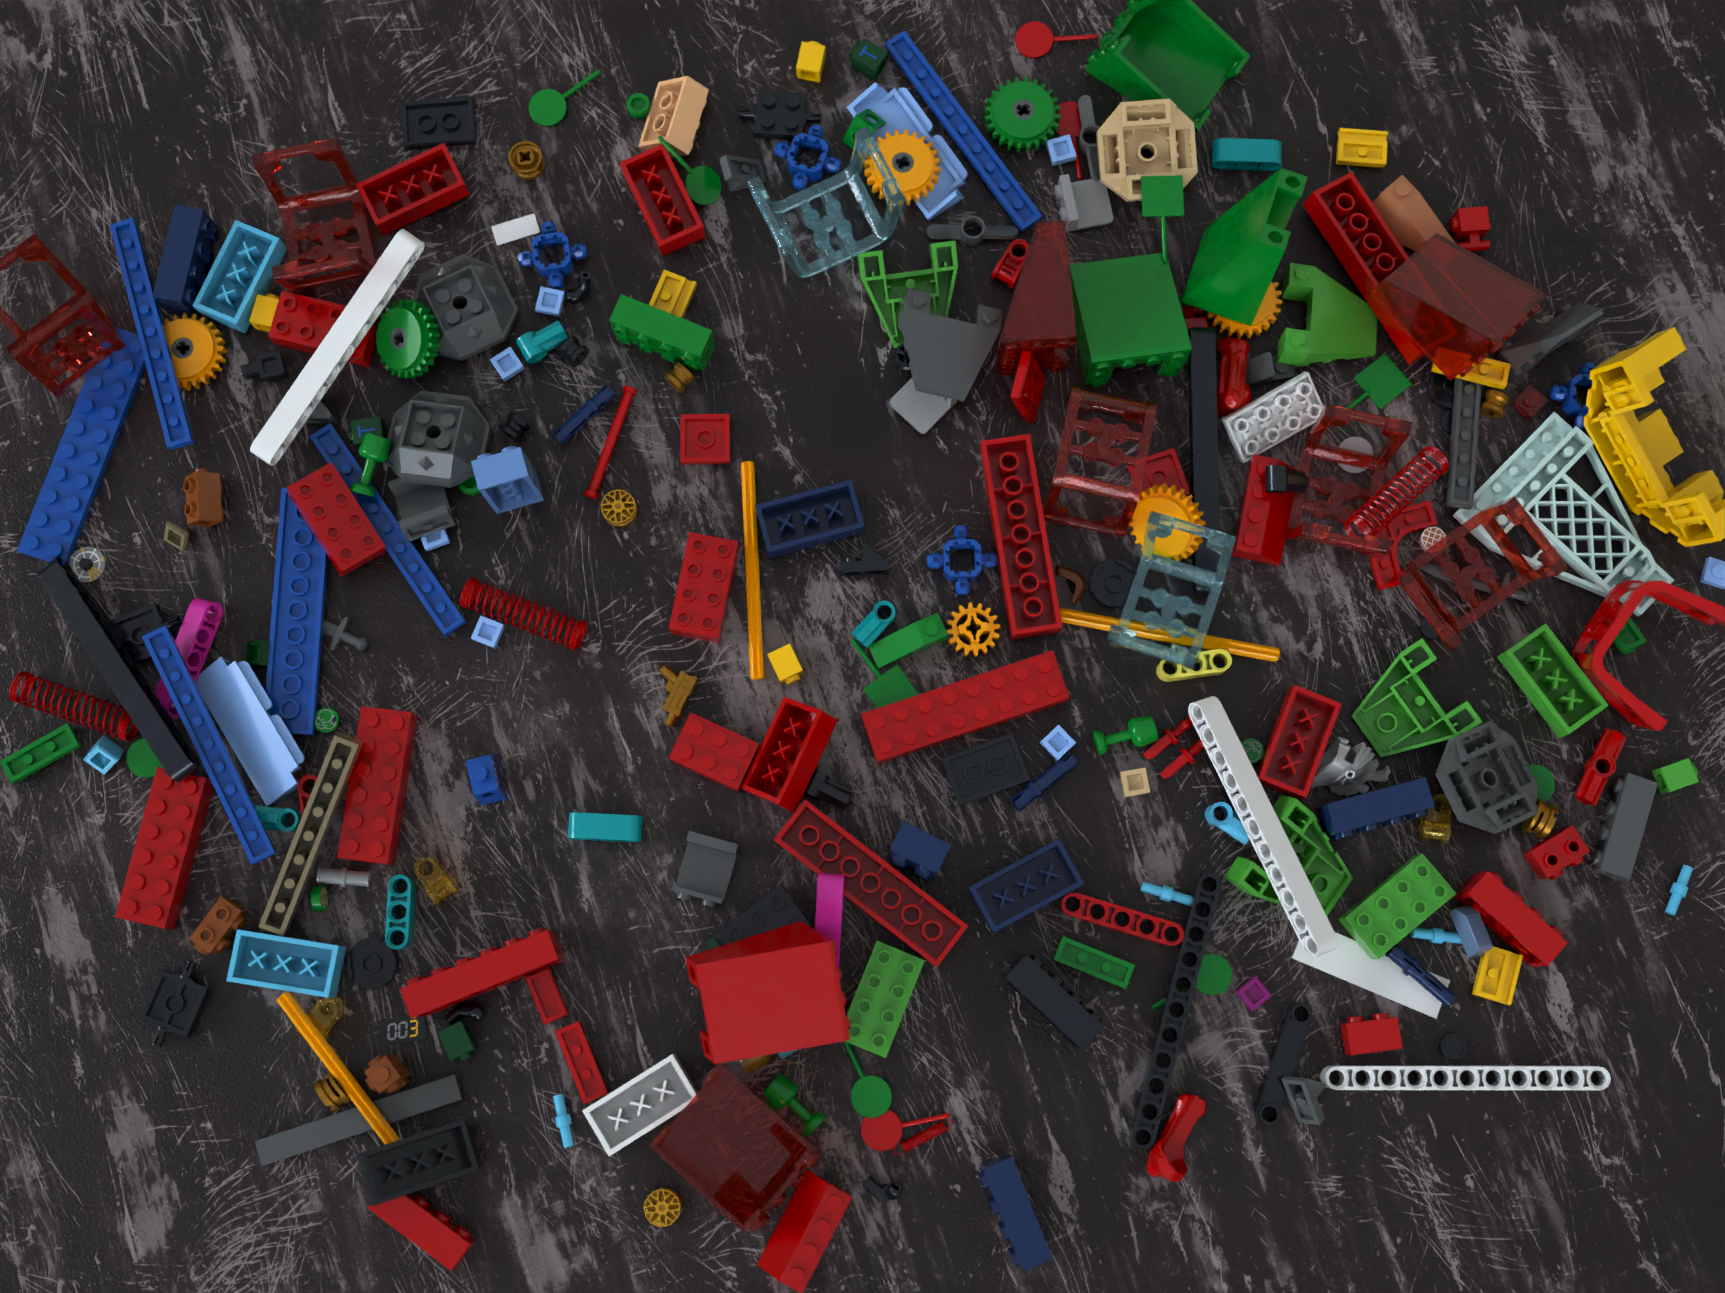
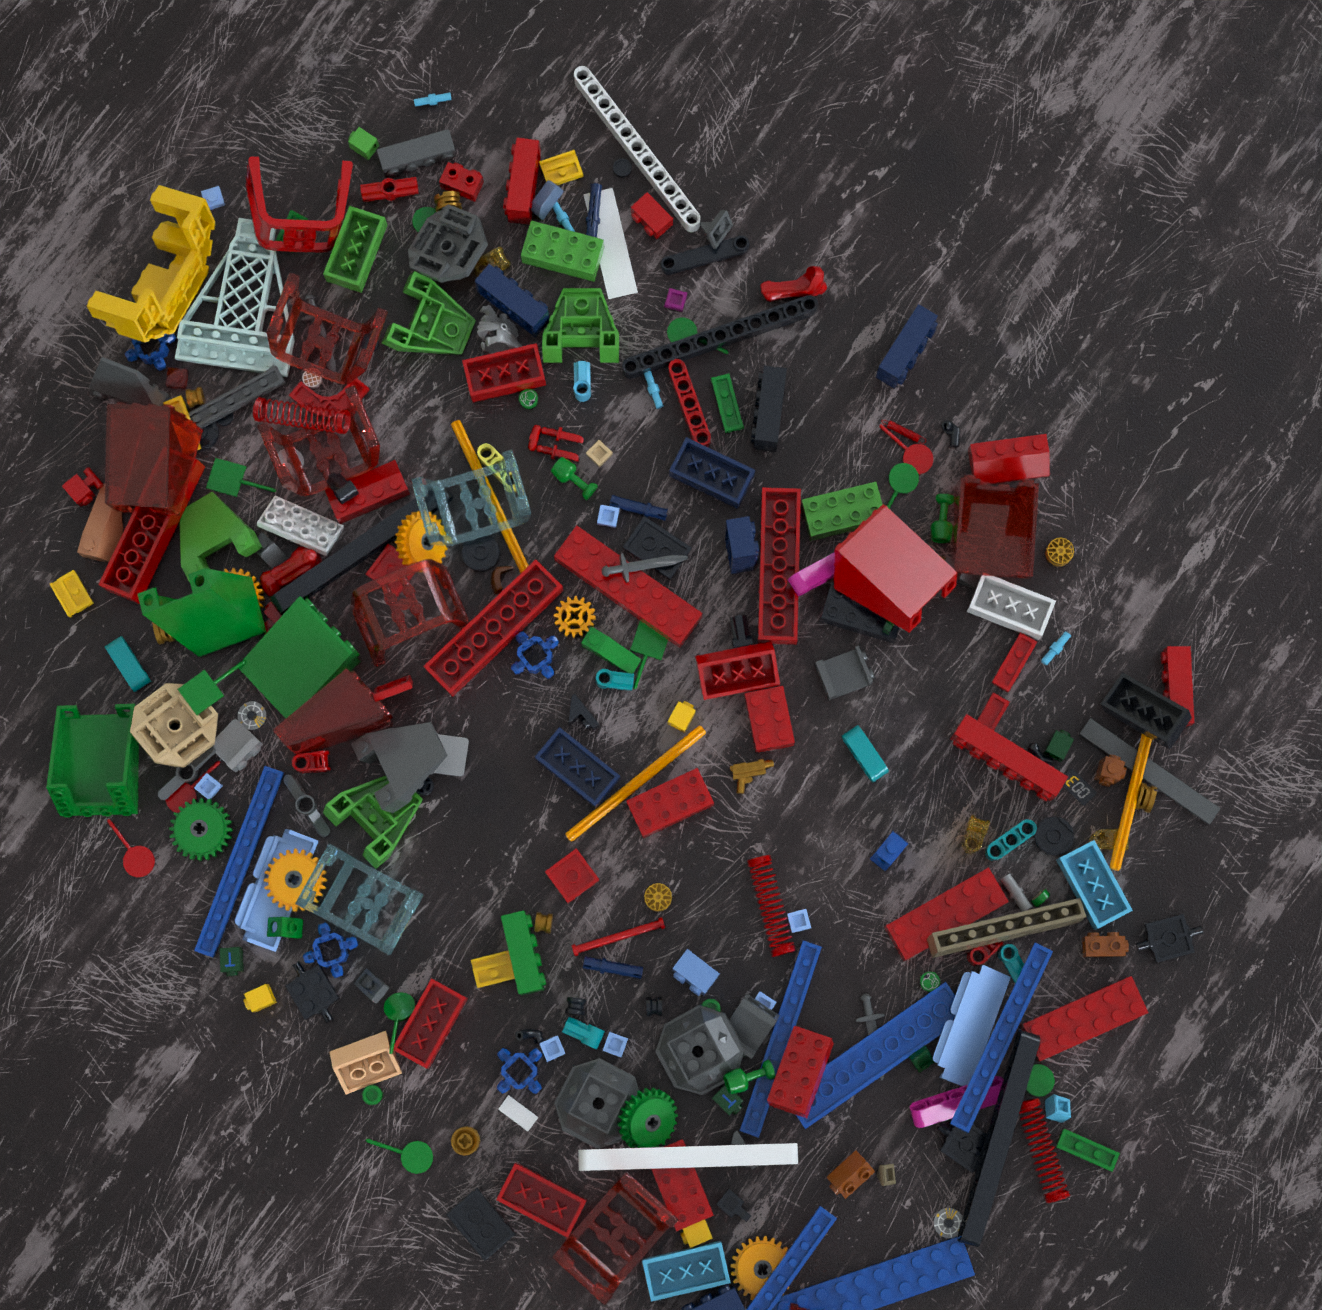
camera: 125 degrees left, 0 degrees up
(983, 714) = (625, 567): none -> dark grey sword
(1105, 241) = (252, 715): none -> light grey piece
(1263, 827) = (572, 358): white beam -> none

